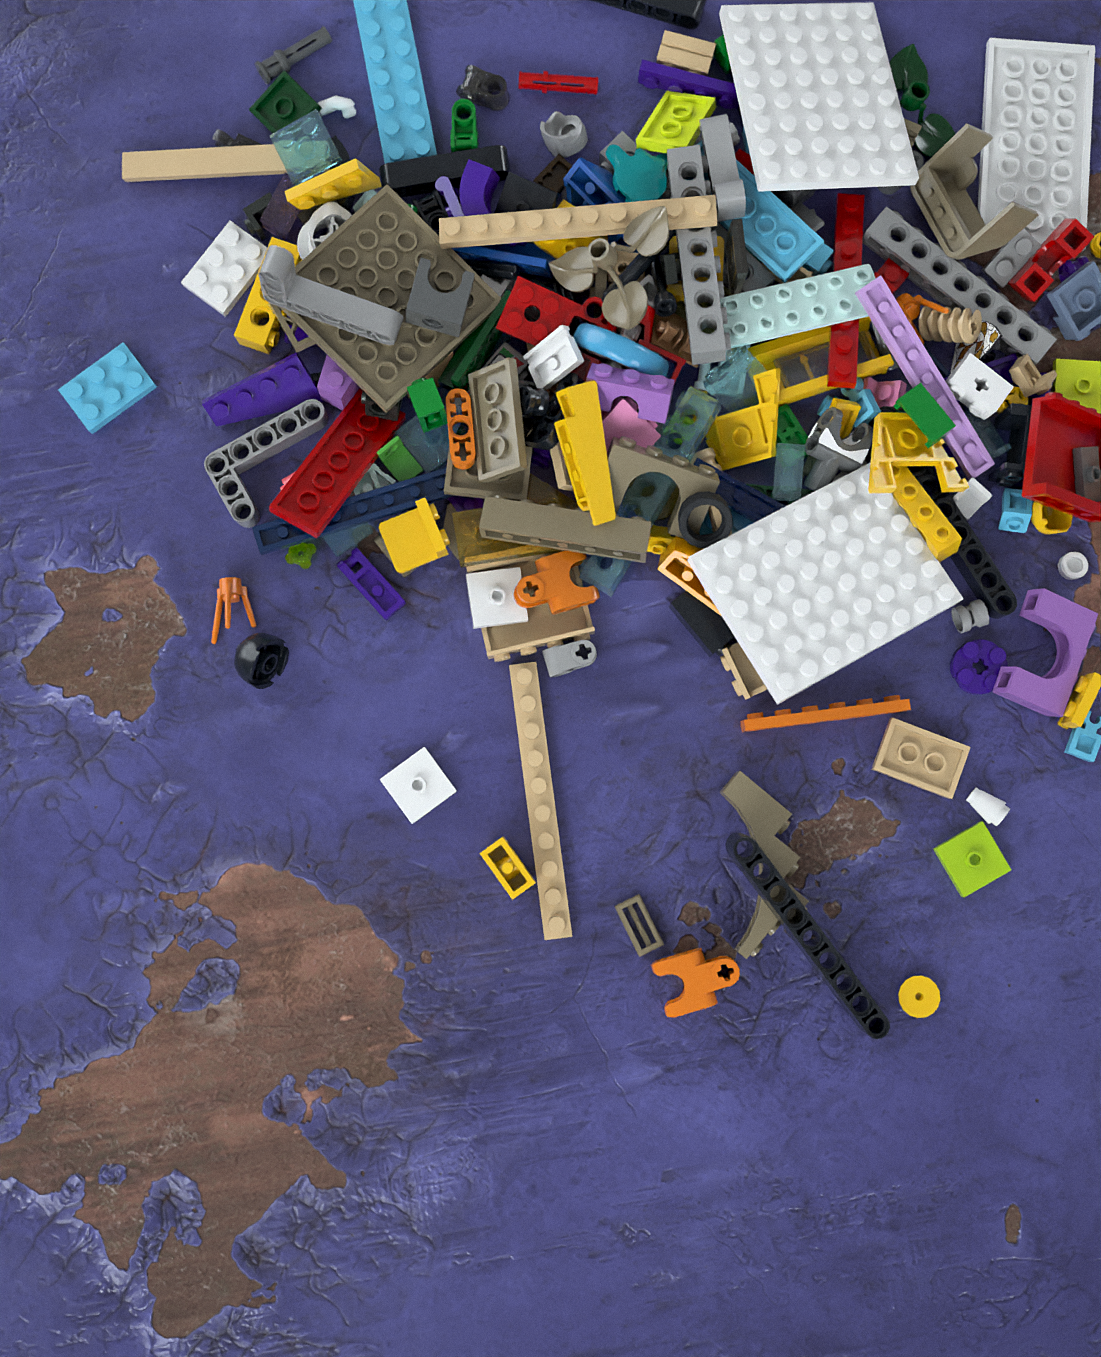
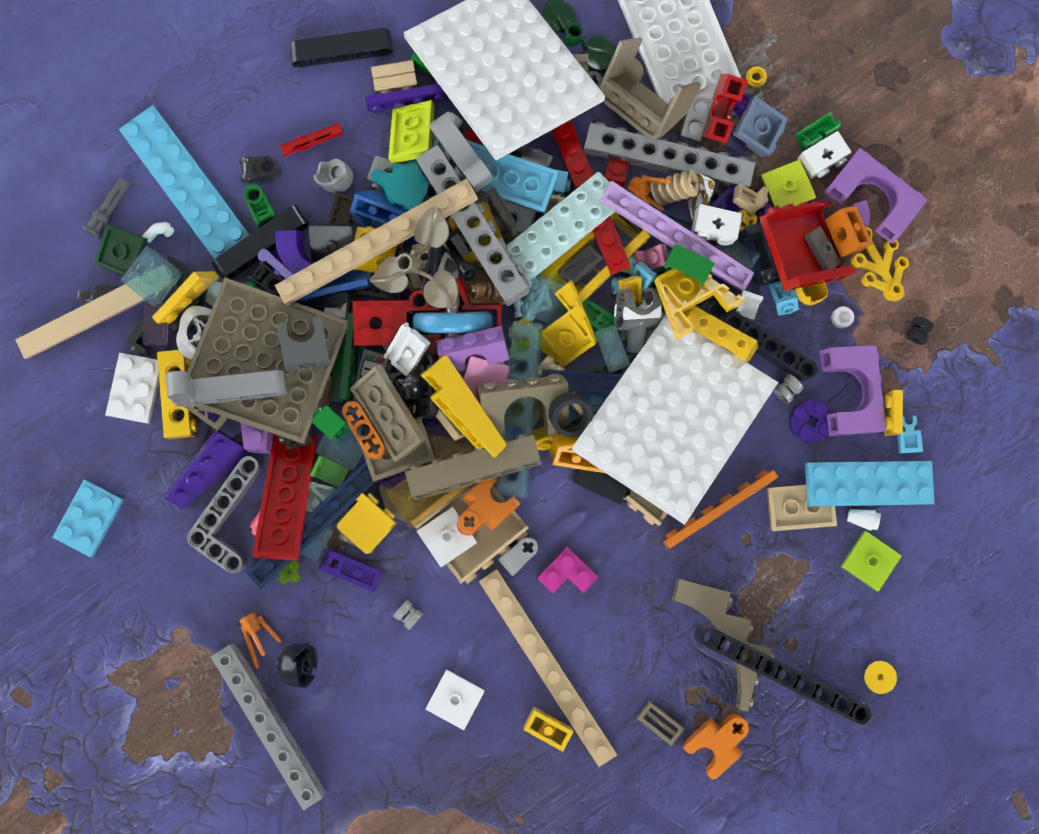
camera: 30 degrees left, 0 degrees up
(196, 711) = (269, 726): none -> light grey brick
(411, 664) = (411, 618): none -> light grey wheel
(615, 697) = (567, 566): none -> dark pink plate
(798, 362) = (581, 265): none -> dark grey plate
(1013, 768) = (869, 483): none -> medium azure plate

